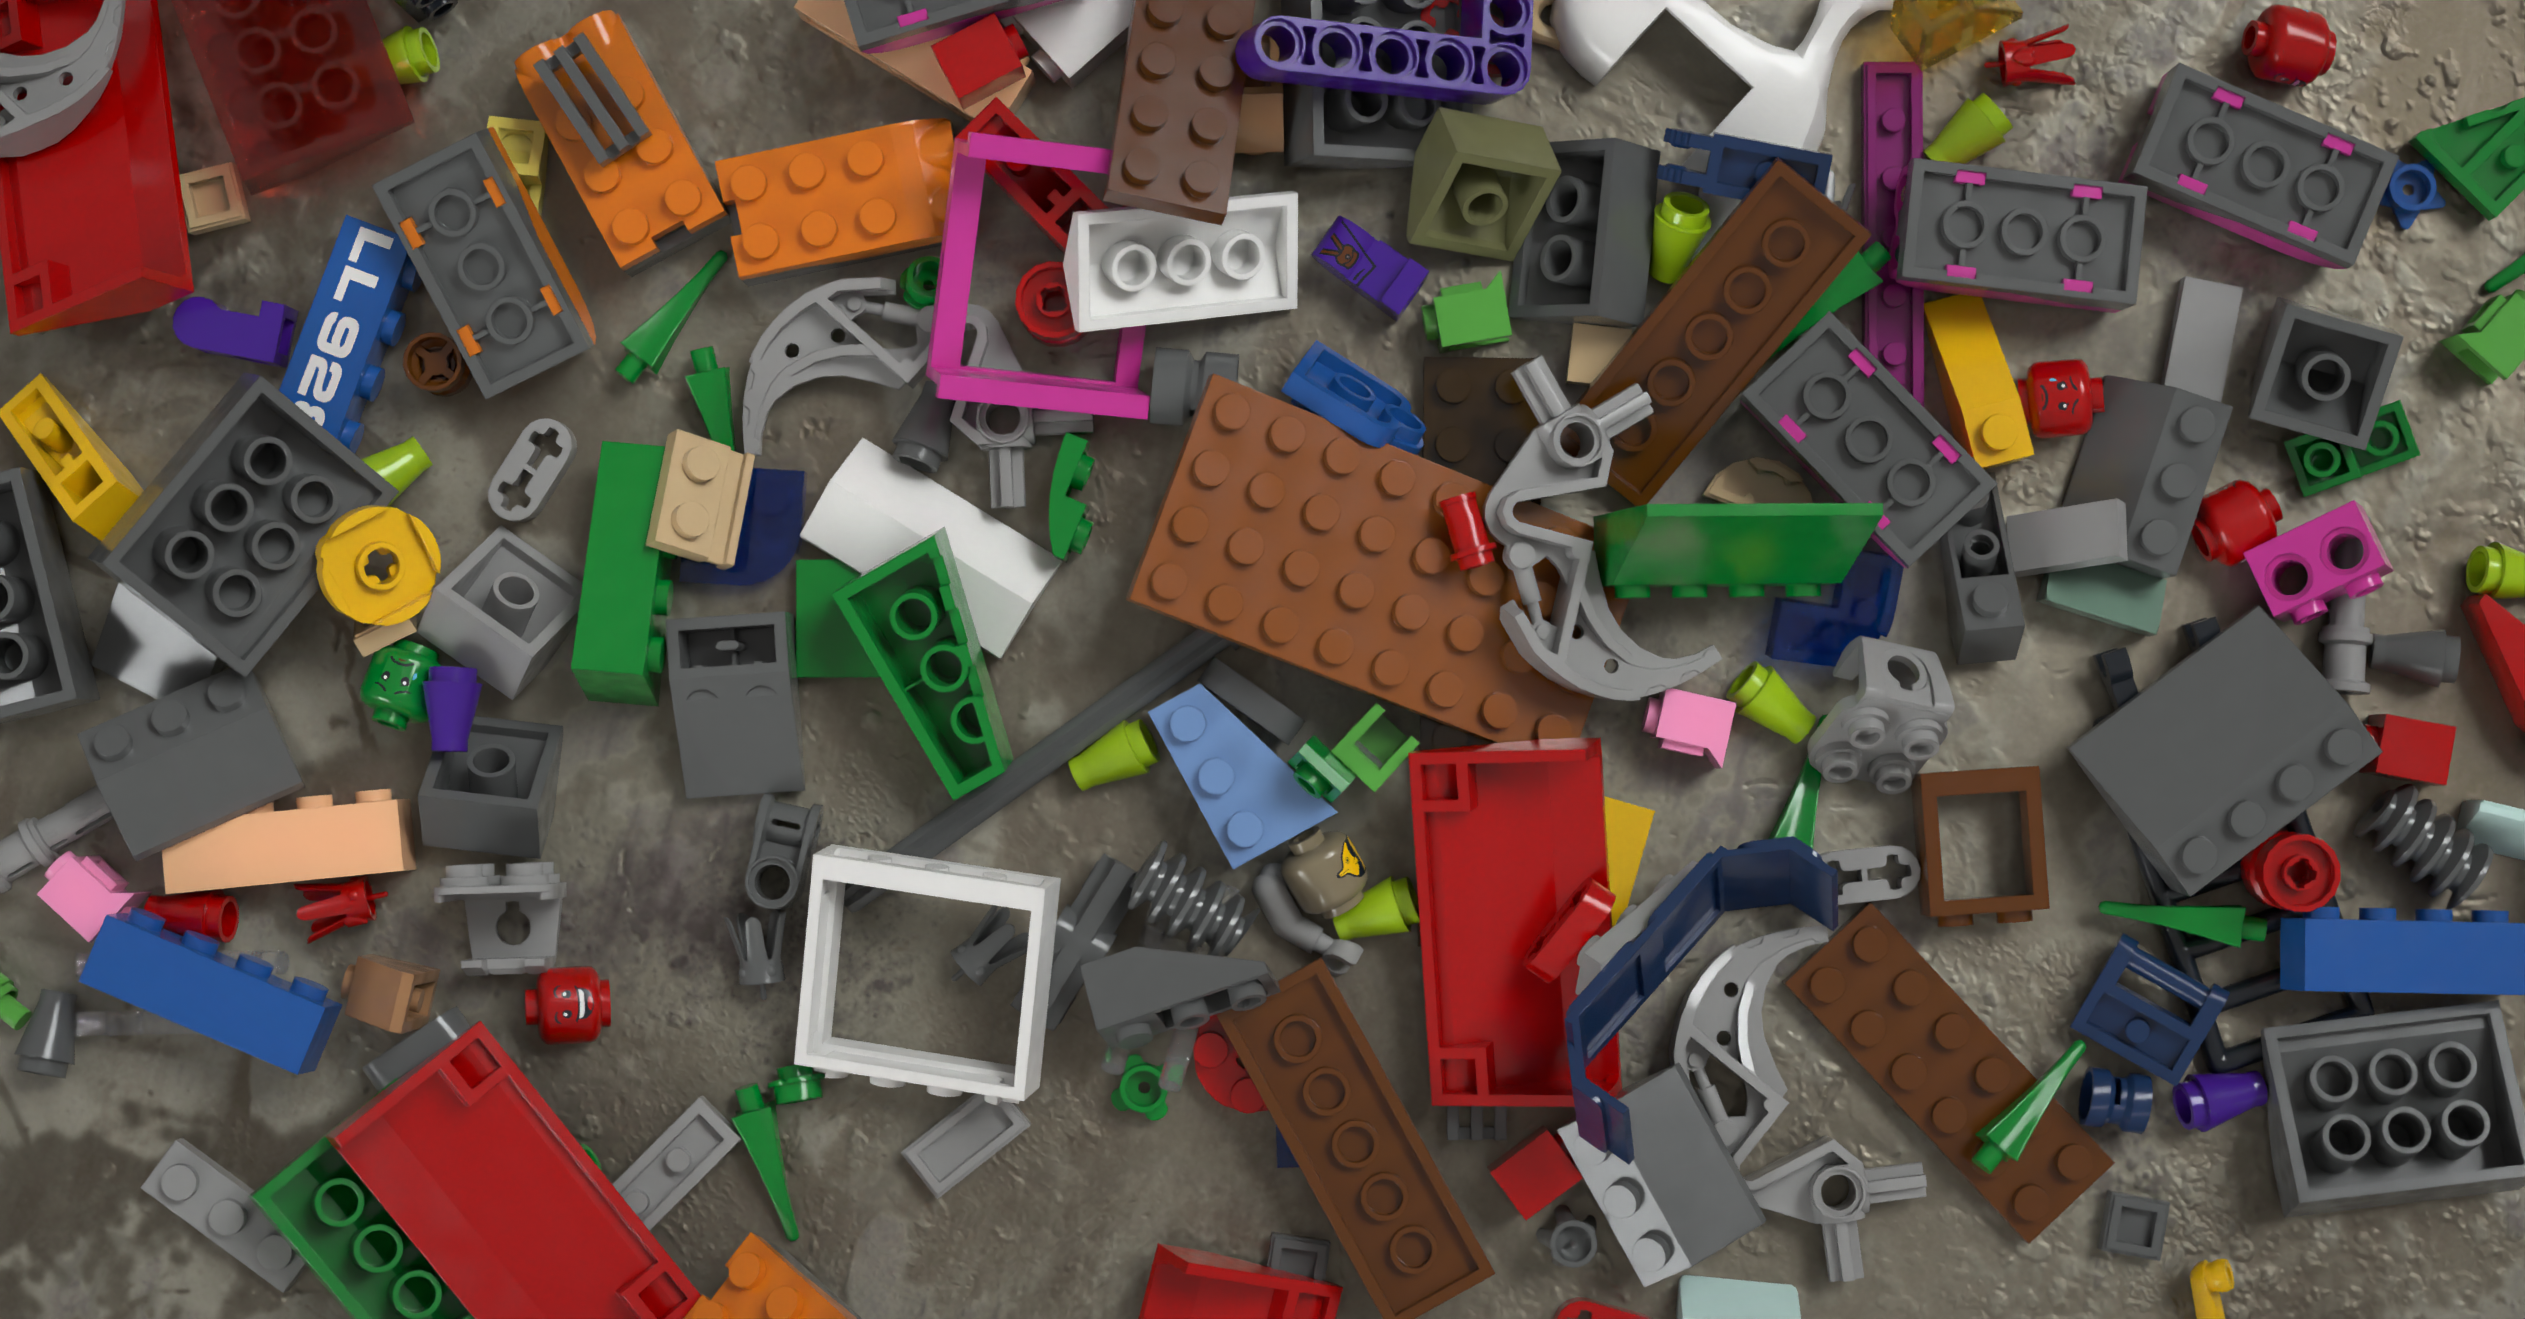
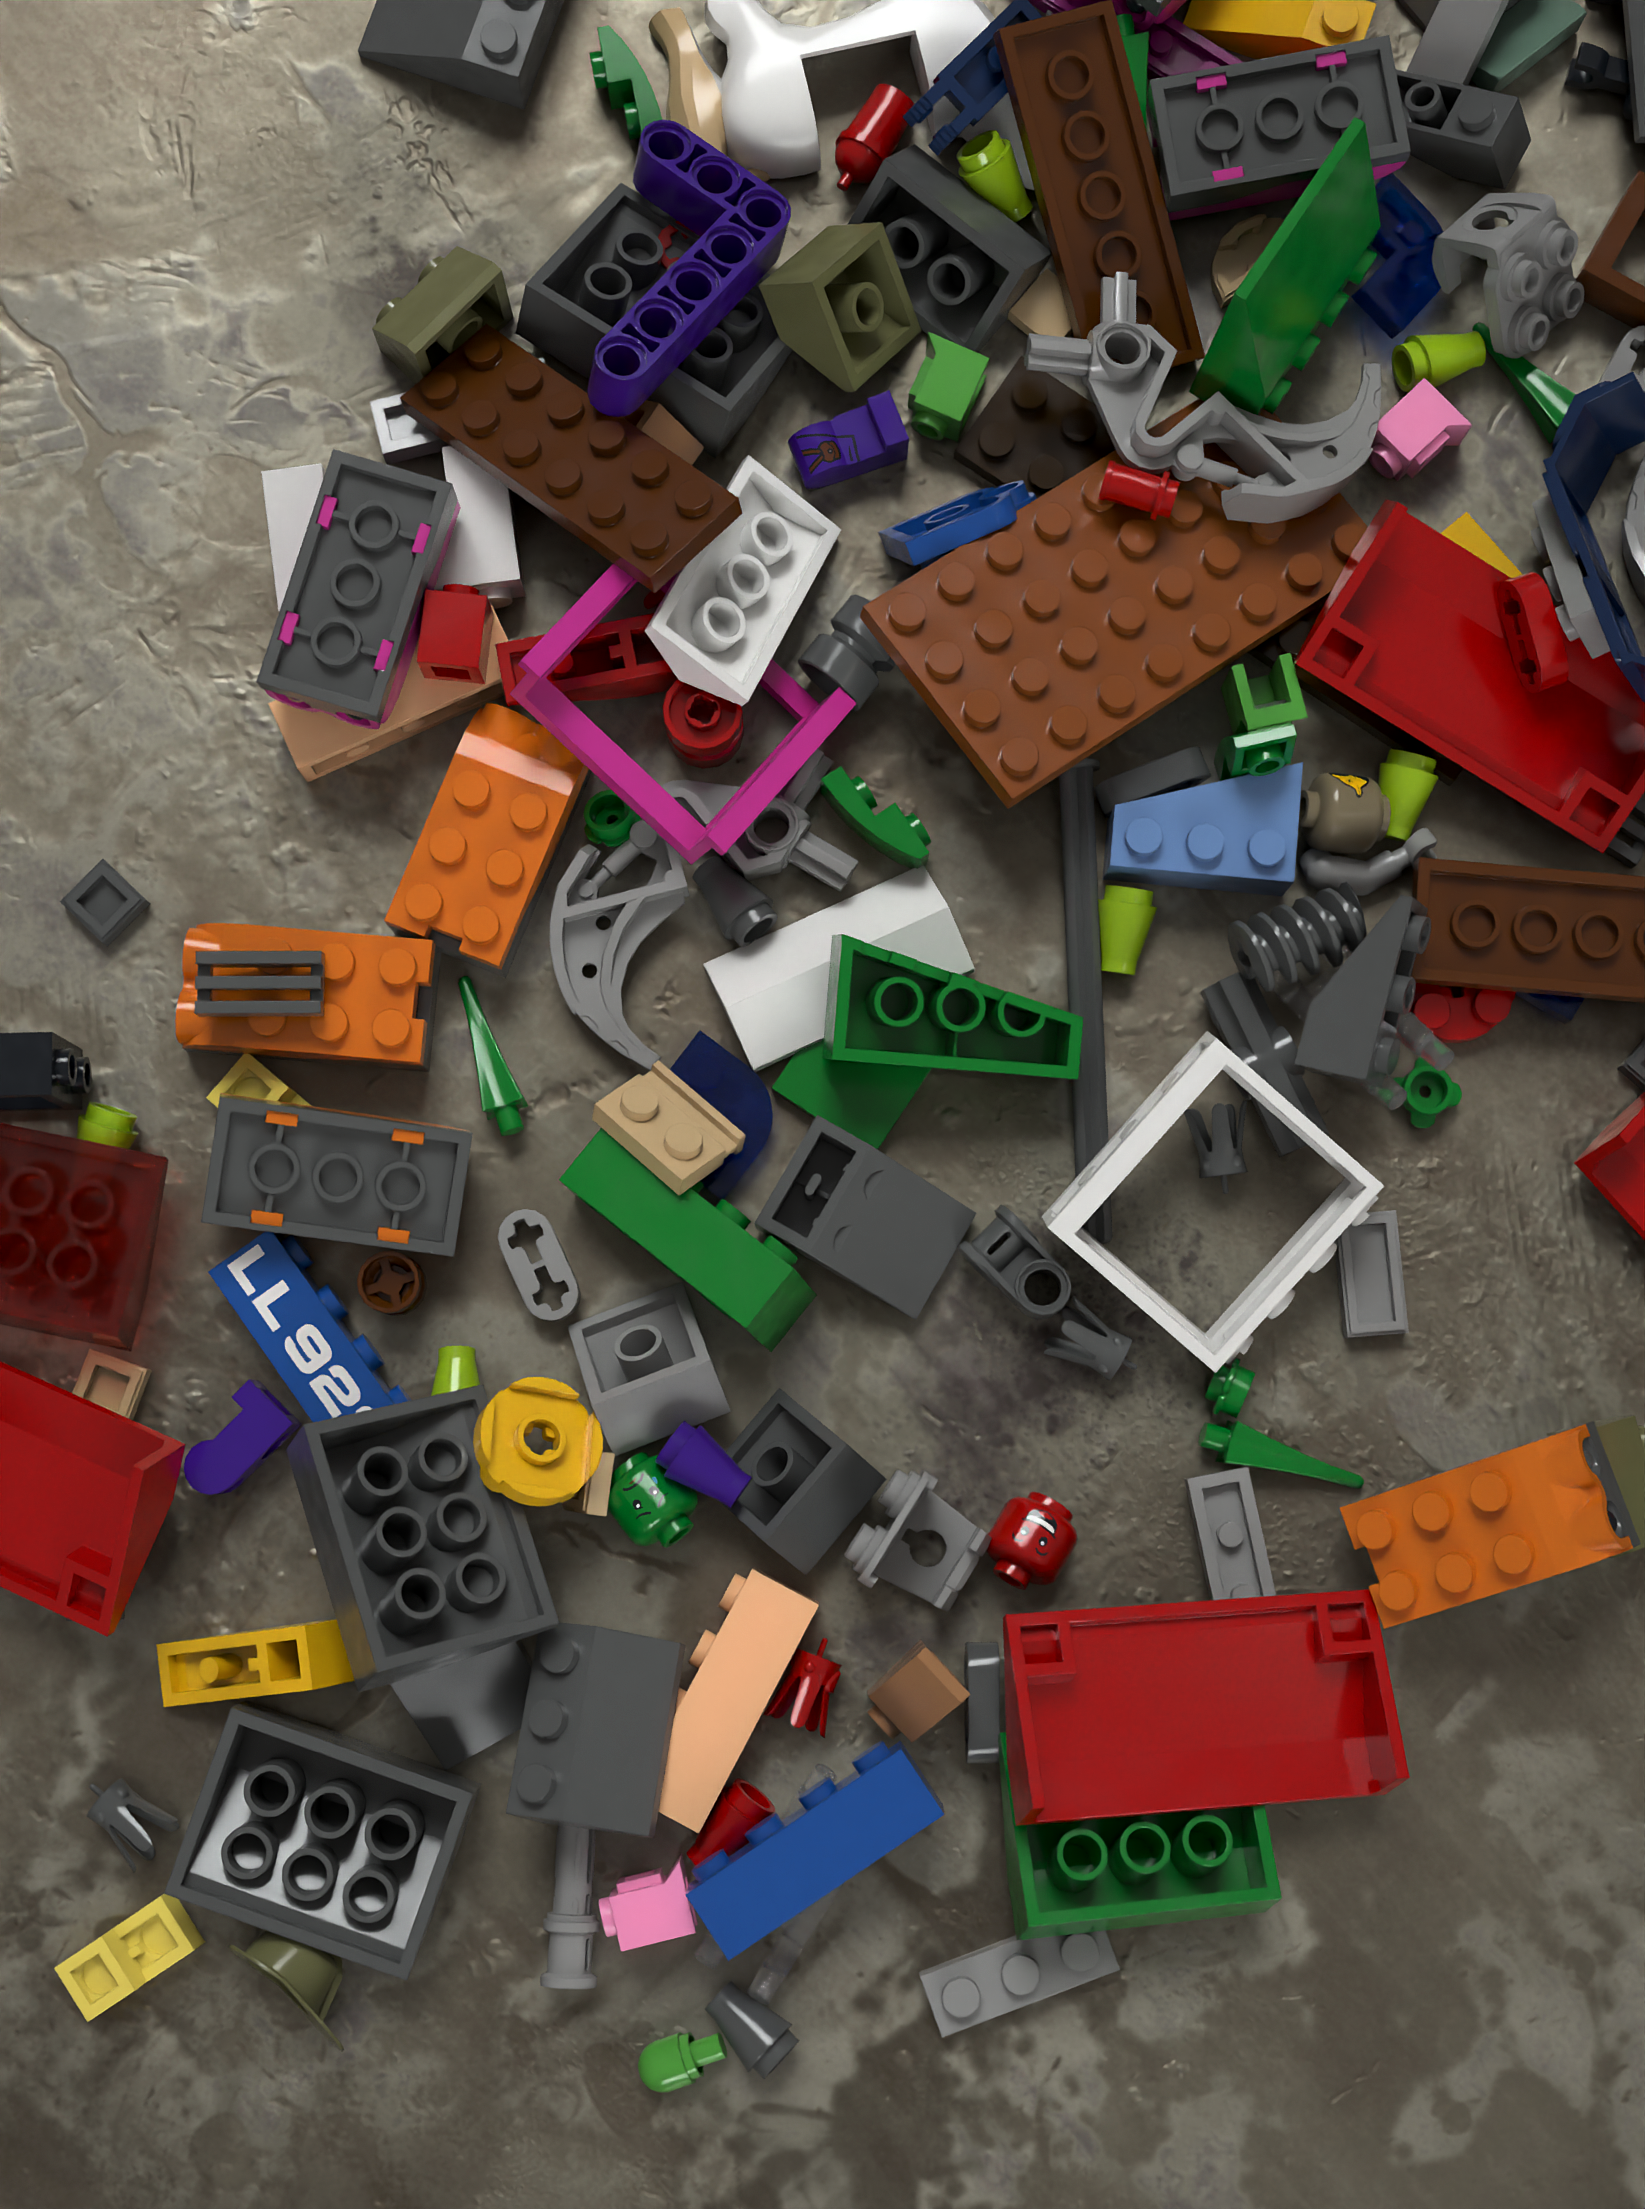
camera: 60 degrees left, 5 degrees down
(712, 395) = (578, 1065): green piece -> none
(1648, 110) = (871, 135): none -> red piece

